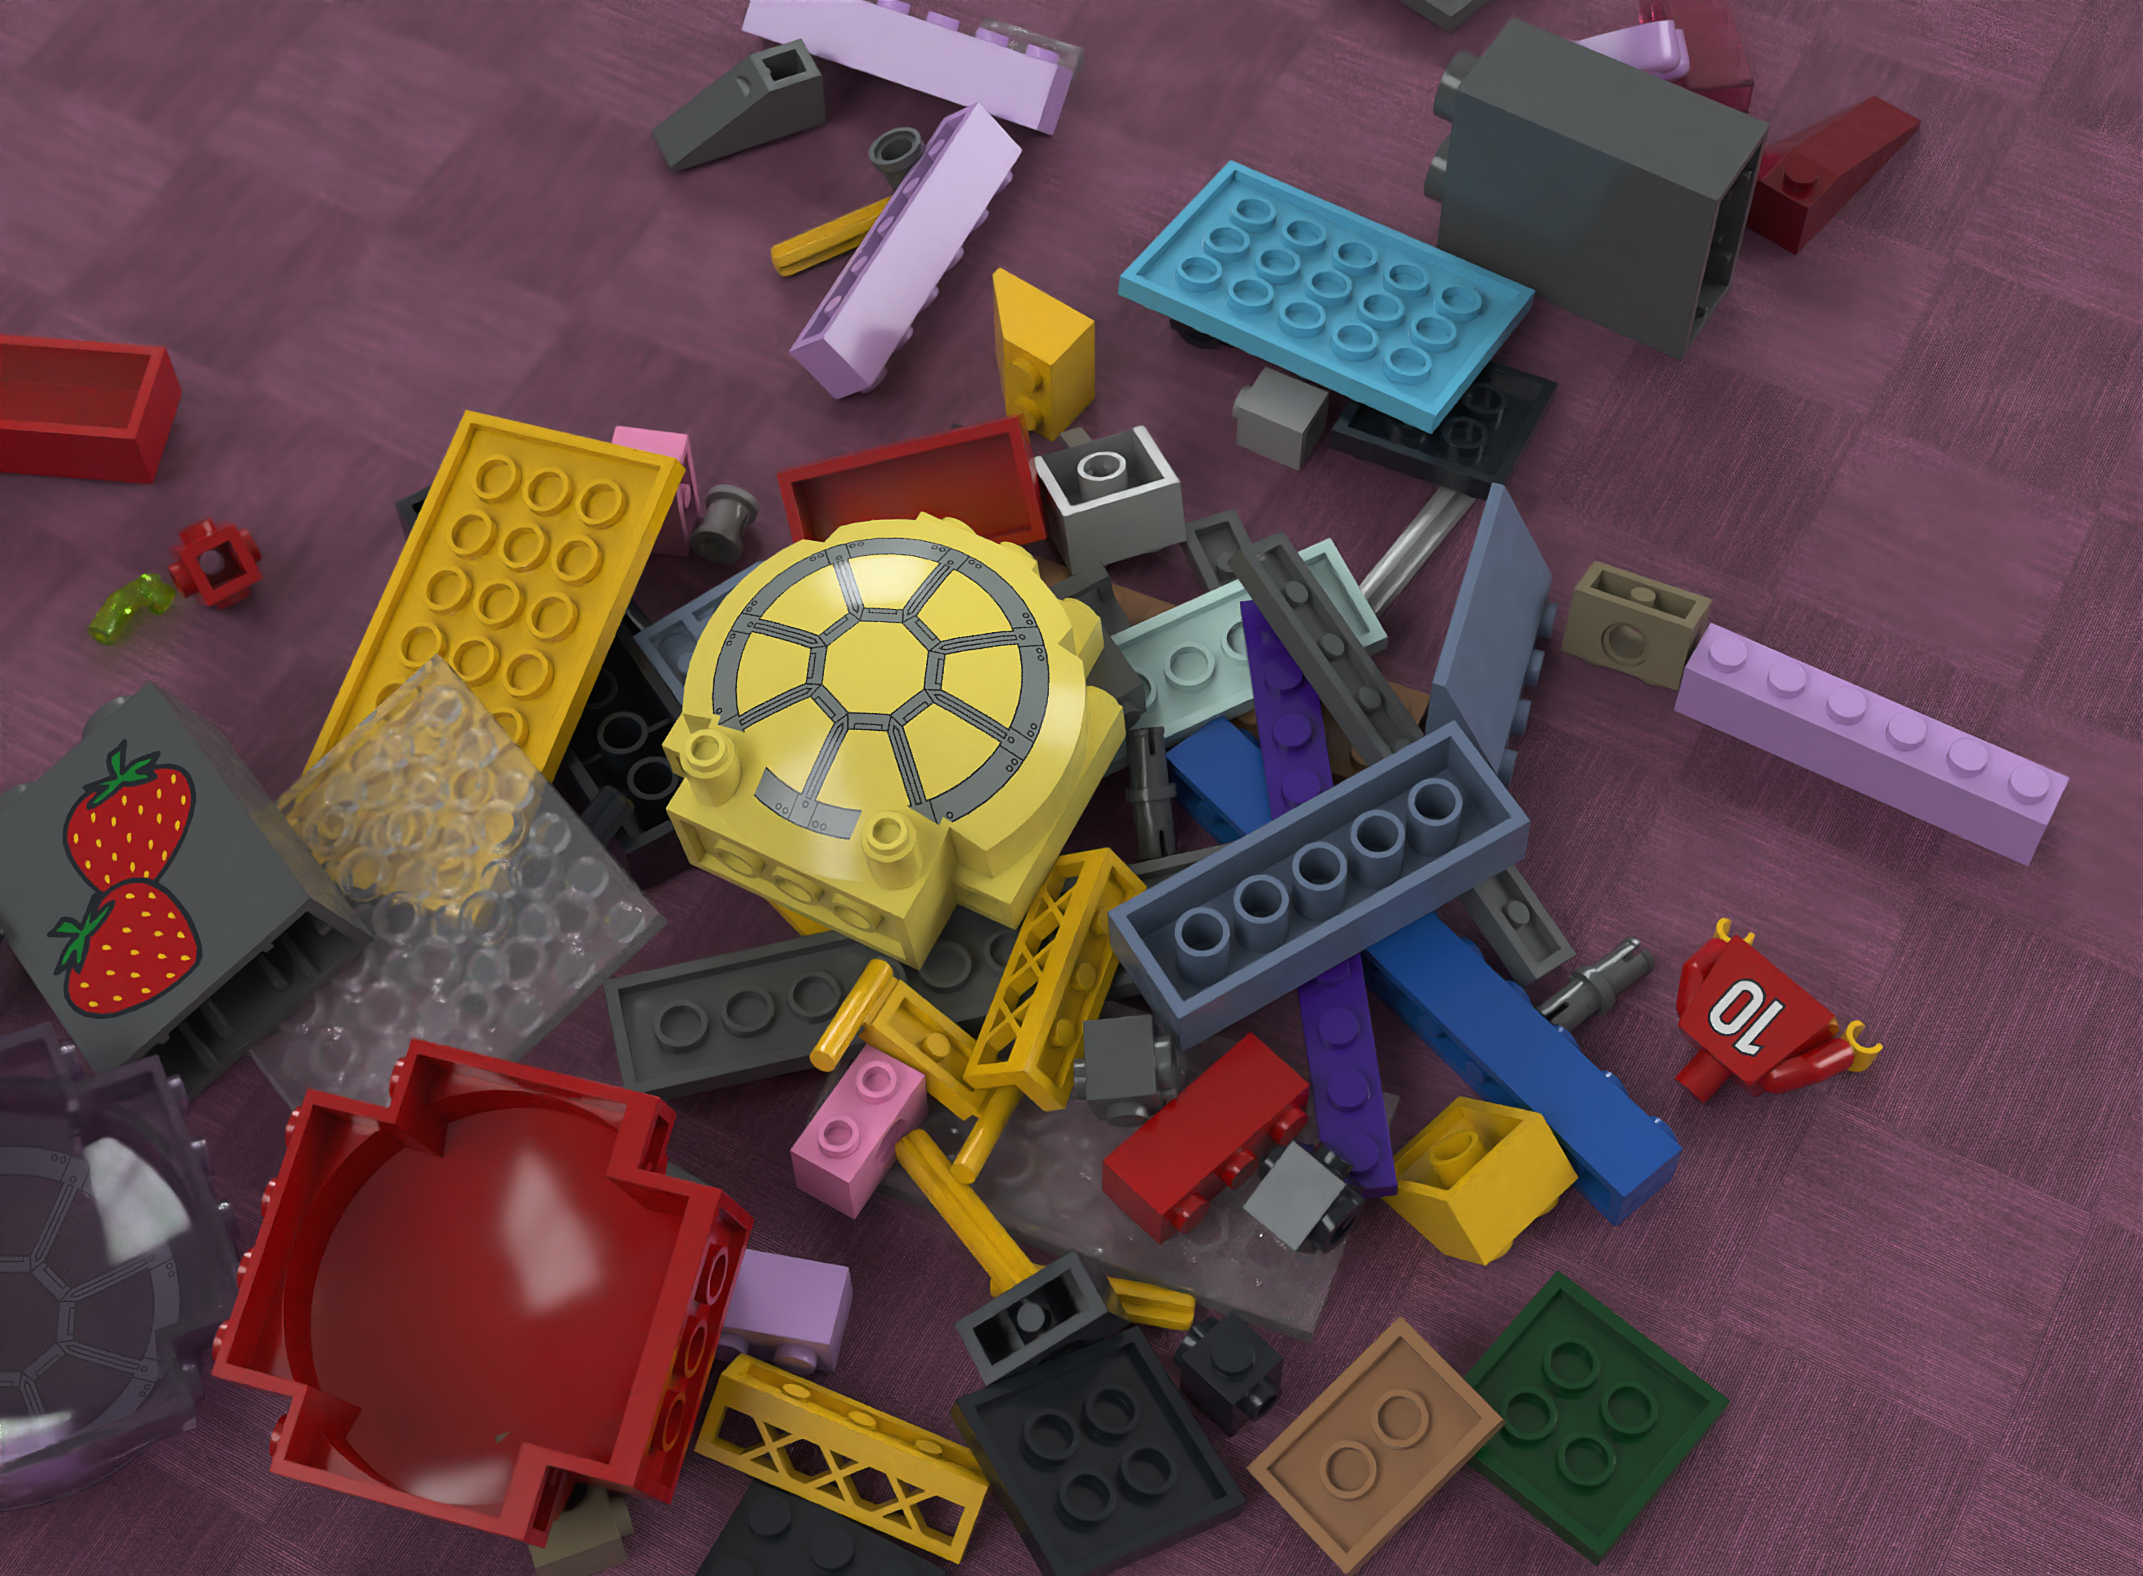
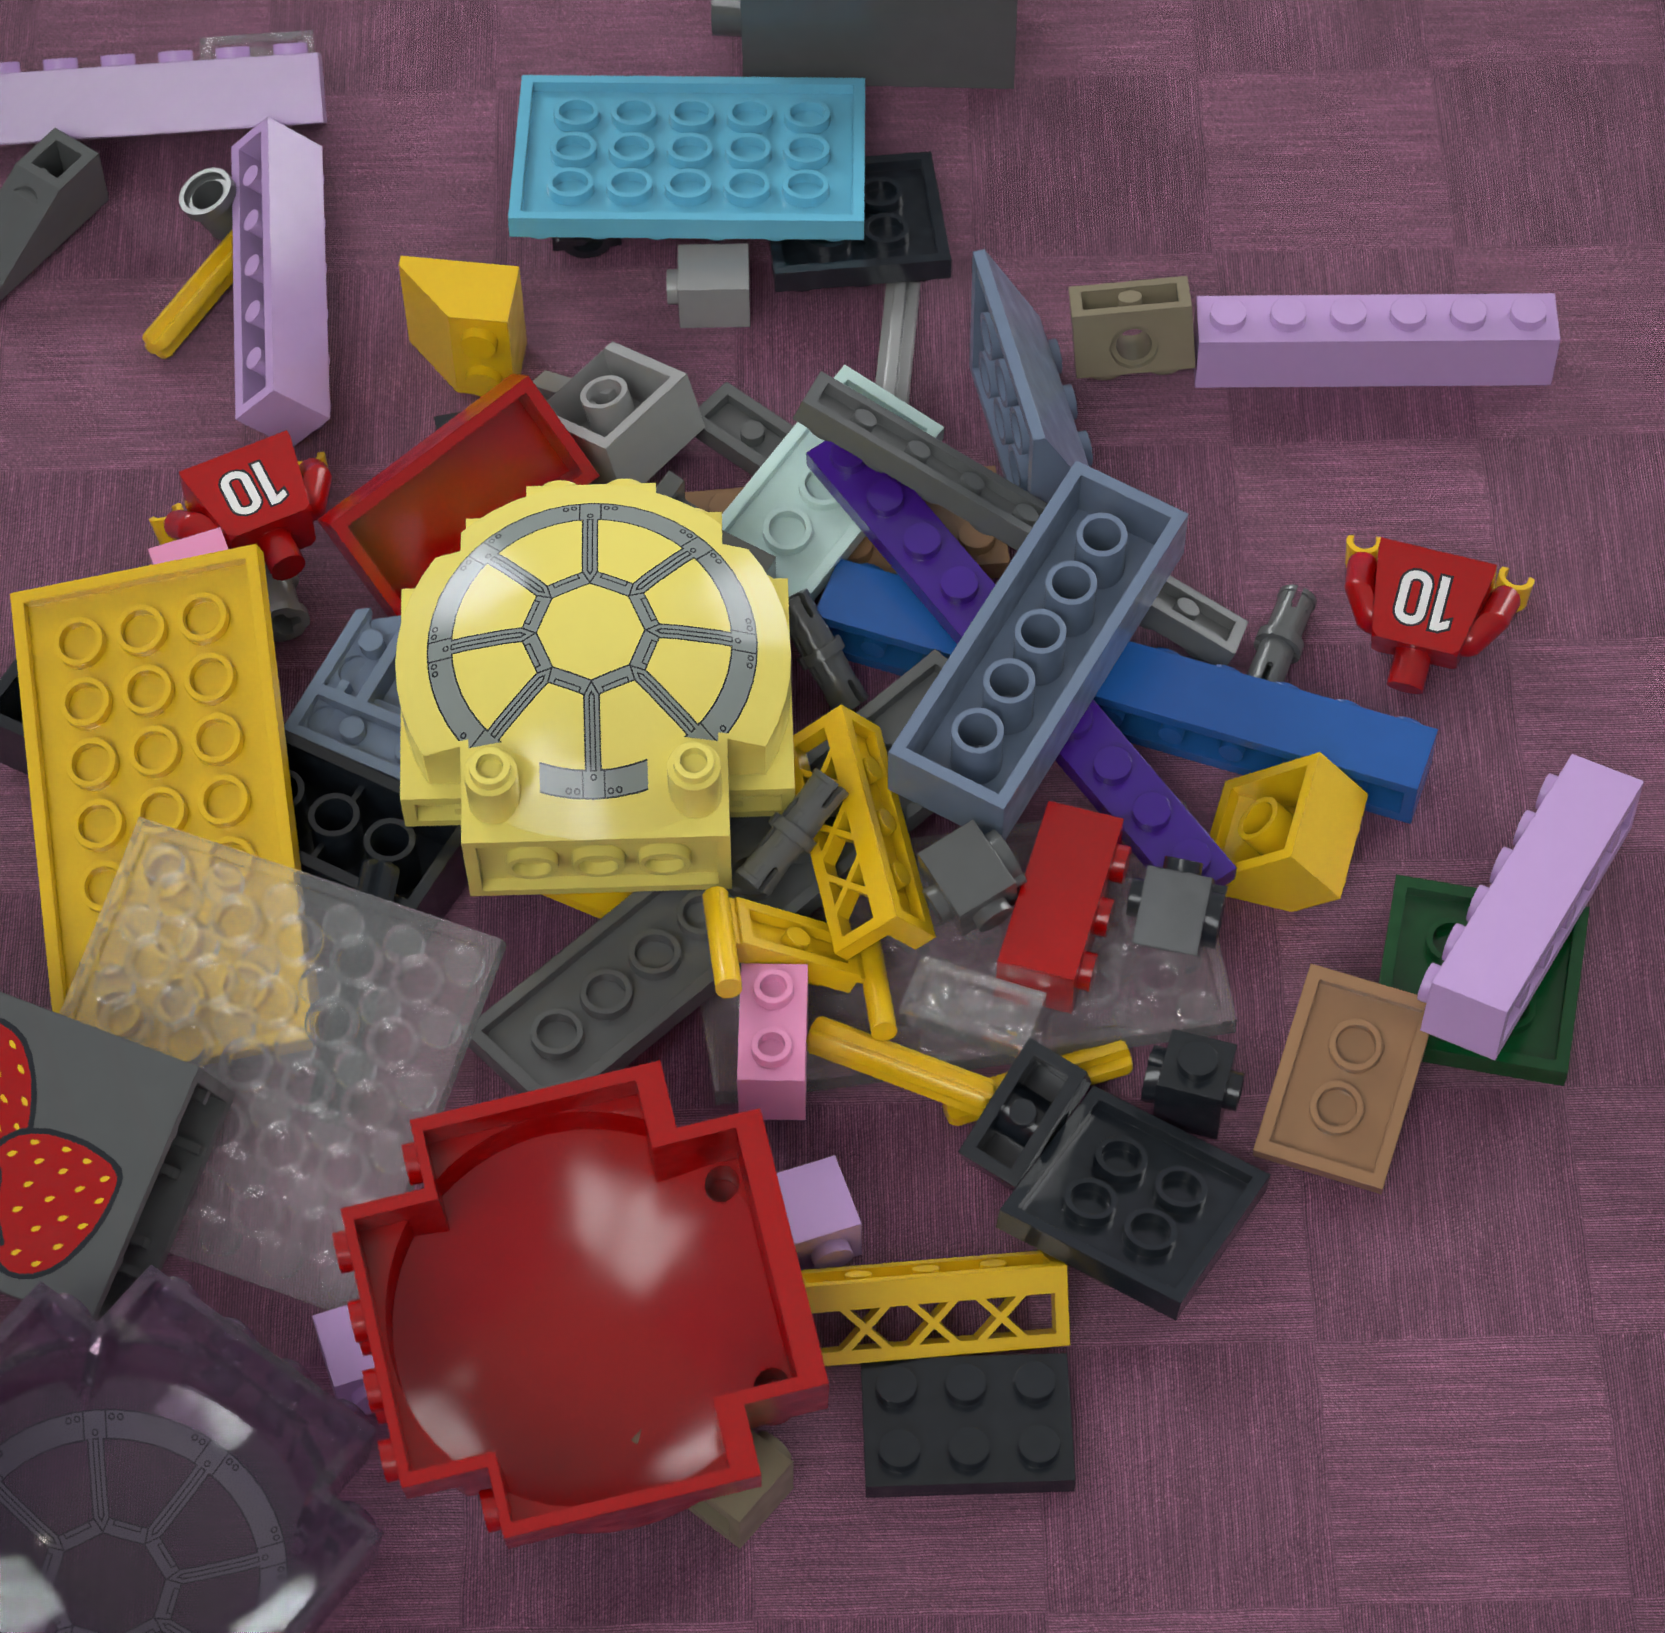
camera: 30 degrees left, 0 degrees up
(752, 429) = (254, 498): none -> red torso
(991, 945) = (792, 832): none -> dark grey pin
(1065, 1191) = (972, 1006): none -> clear plate
(1655, 1370) = (1530, 906): none -> lavender brick

